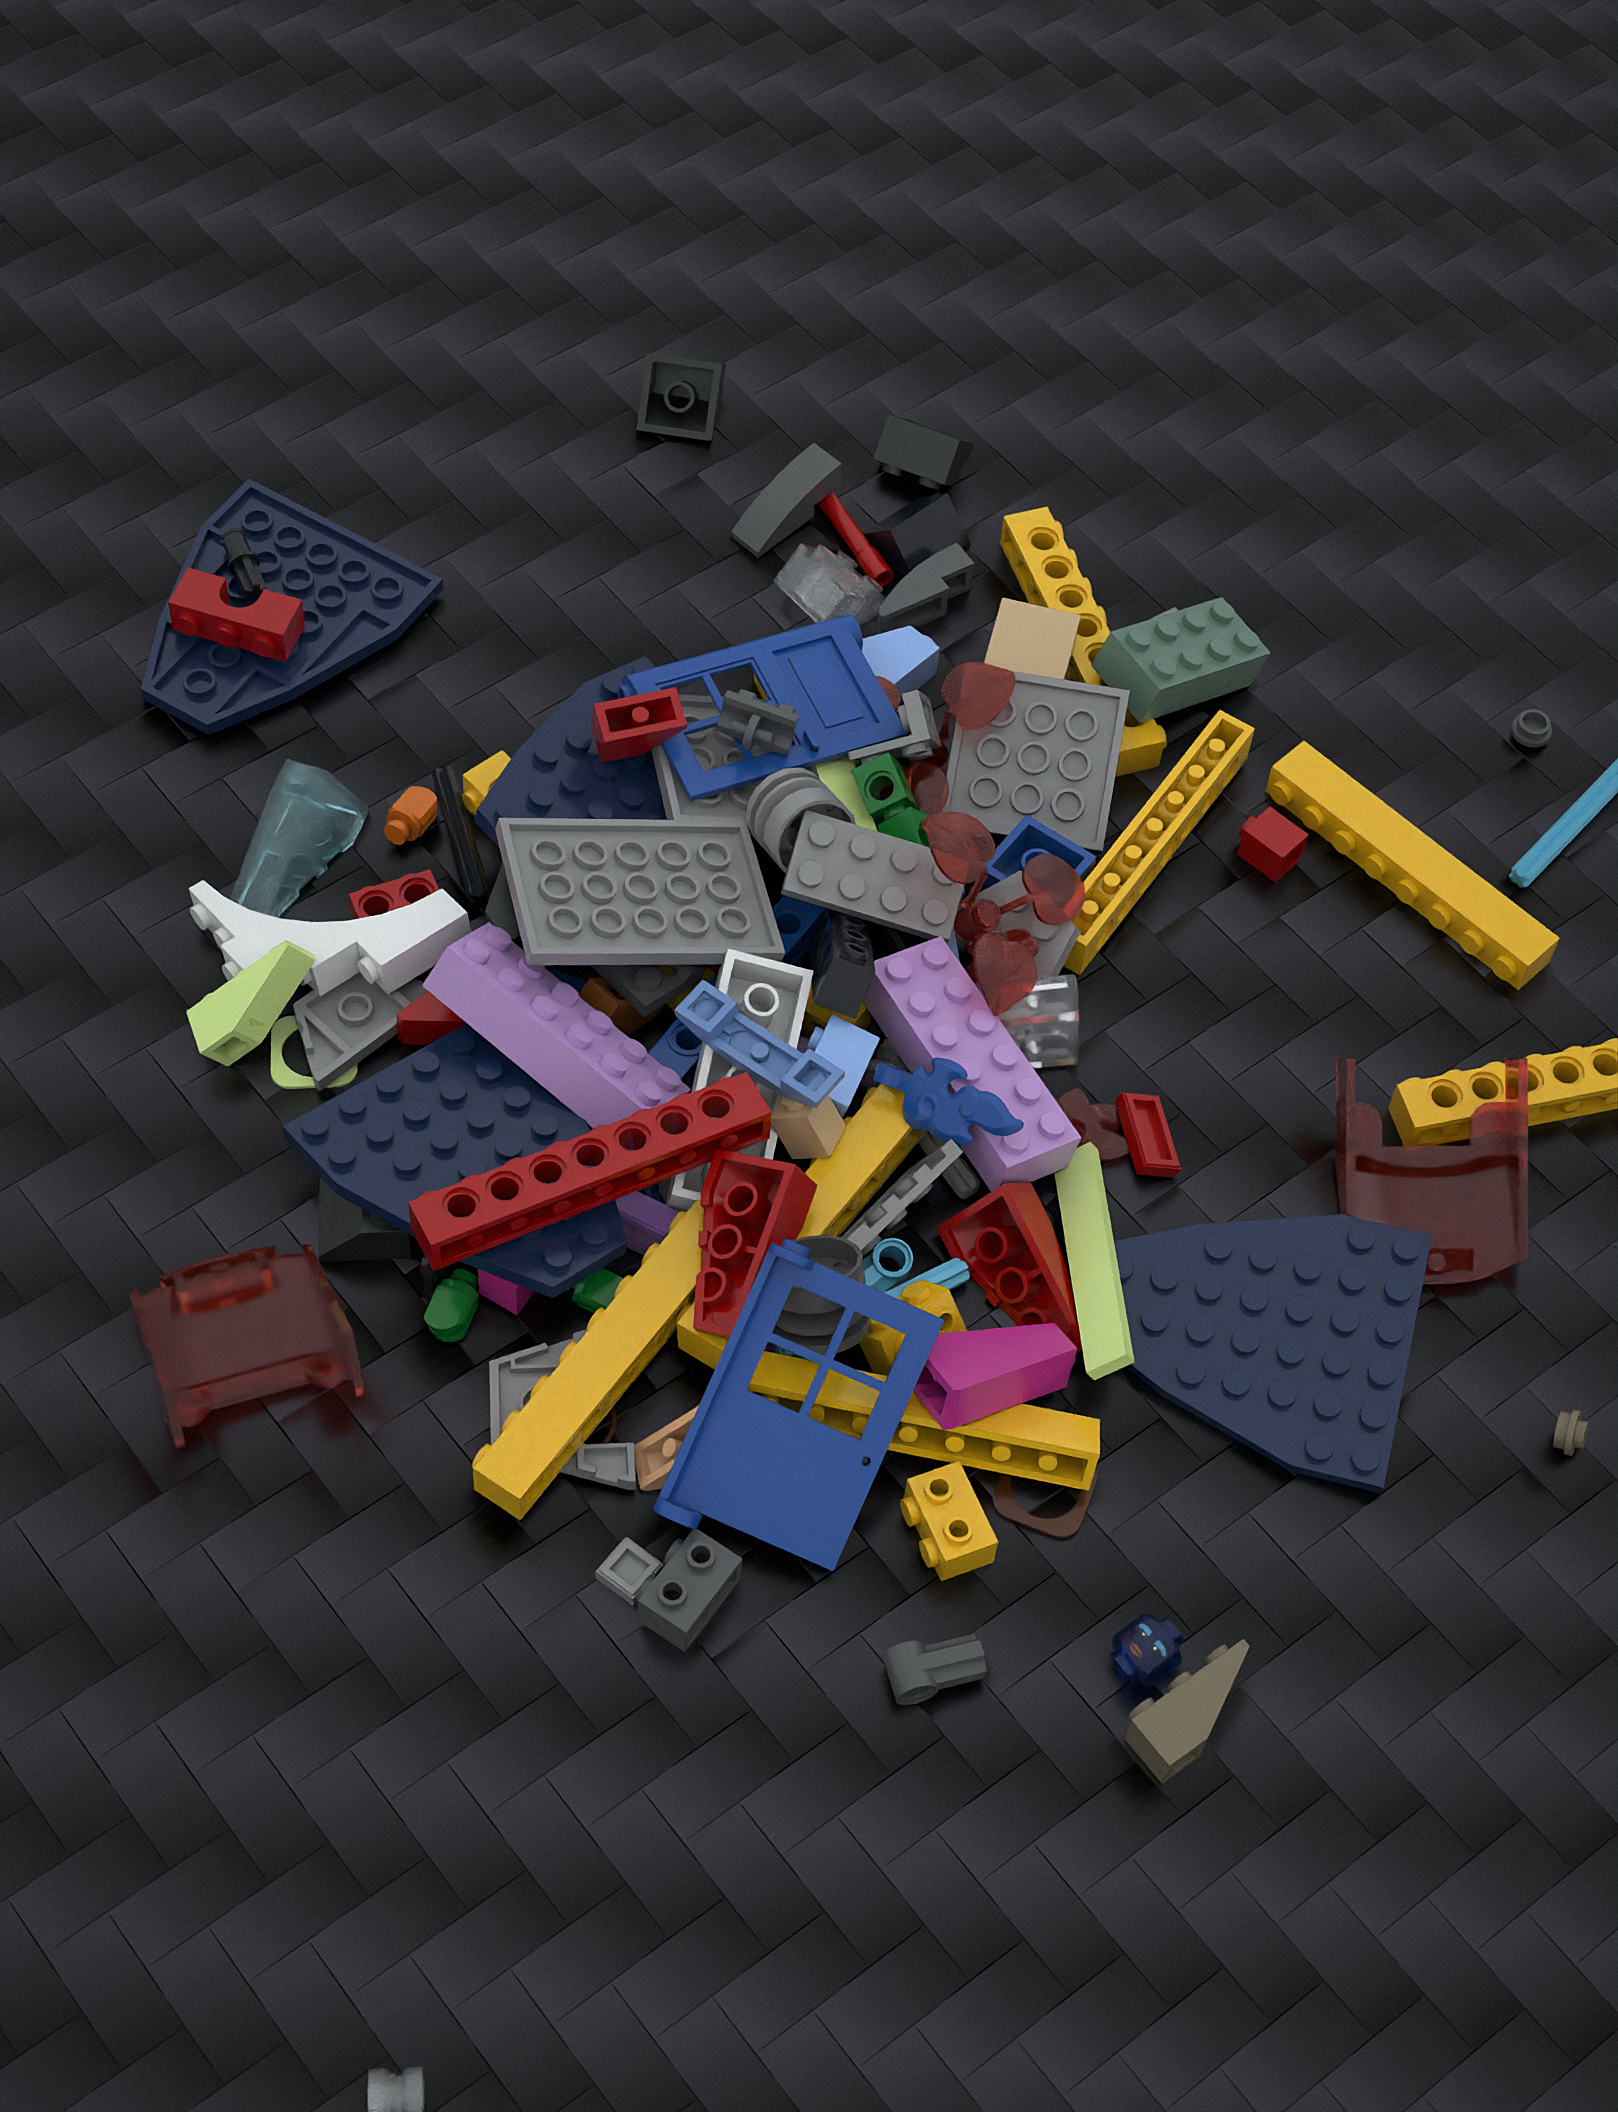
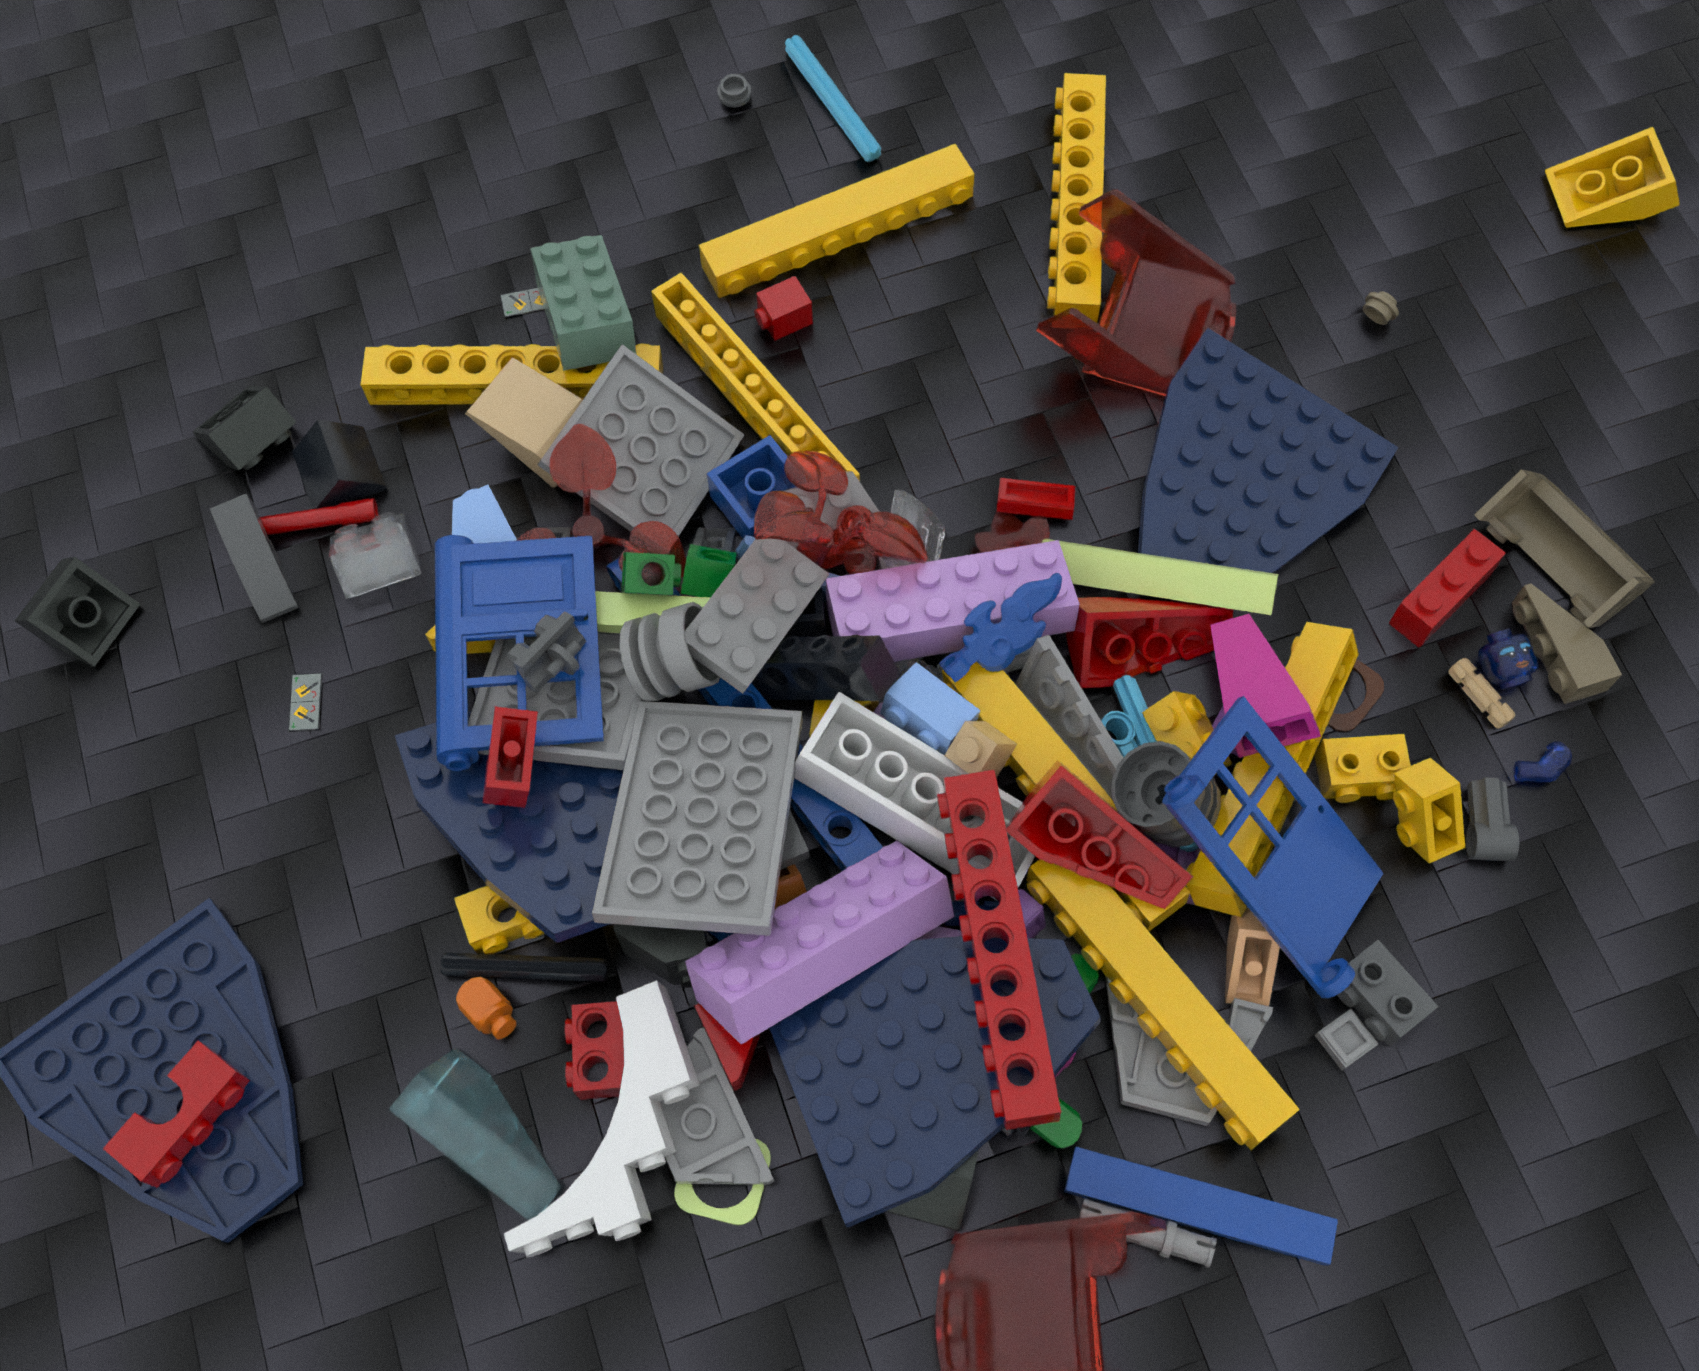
camera: 65 degrees left, 10 degrees up
(243, 562) = (108, 1090): black axle -> none
(246, 1007) = (679, 1228): yellowish green slope -> none
(361, 1435) = (1169, 1242): none -> light grey pin
(406, 1468) = (1202, 1206): none -> blue tile
(664, 593) = (305, 702): none -> light grey sticker
(755, 1050) = (916, 761): medium blue slope -> none
(910, 1578) = (1429, 810): none -> yellow brick
(916, 717) = (608, 535): light grey bracket -> none
(926, 590) = (409, 477): dark grey slope -> none
(1031, 1724) = (1548, 768): none -> clear blue arm
(1096, 1637) = (1482, 693): none -> tan axle
(1211, 1566) = (1446, 588): none -> red brick
(1340, 1693) = (1565, 546): none -> dark tan windscreen

